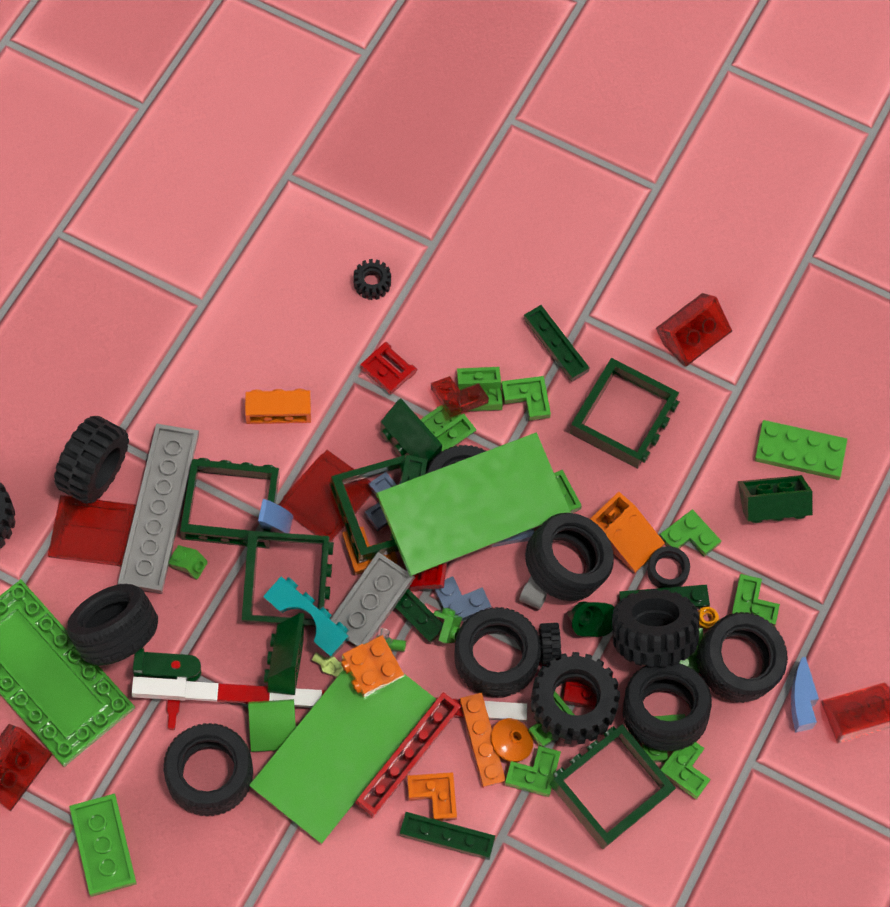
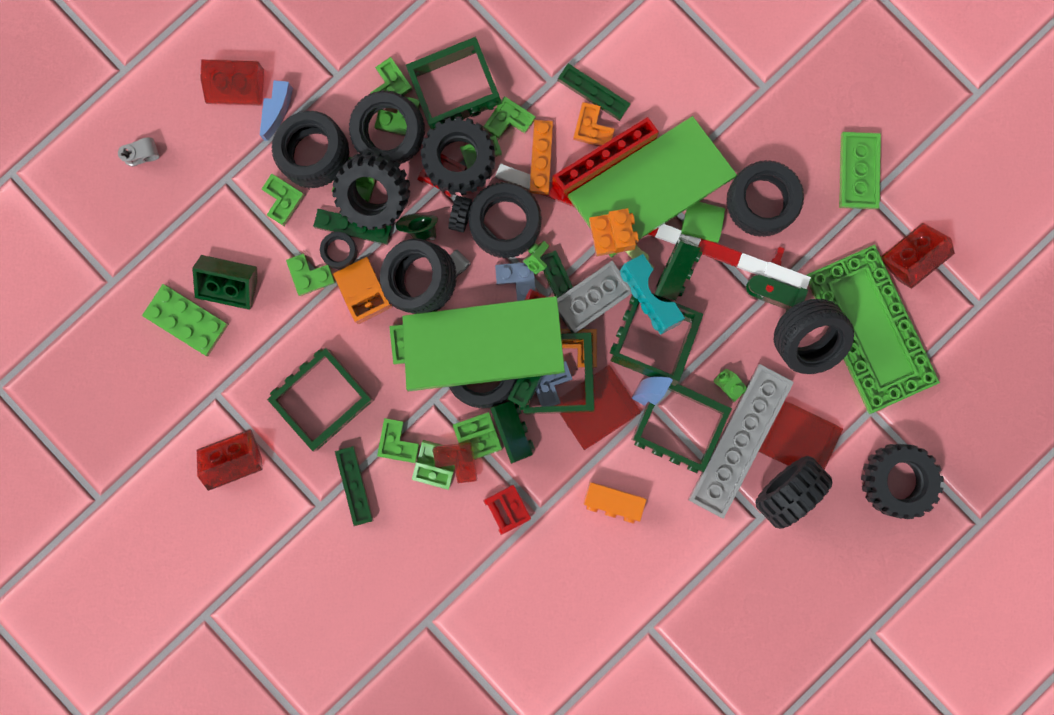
camera: 160 degrees left, 20 degrees up
(372, 268) = (490, 613): black tyre -> none
(394, 644) = (590, 264): arm -> none
(506, 745) = (523, 154): orange dish -> none
(707, 611) = (323, 194): light orange plate -> none

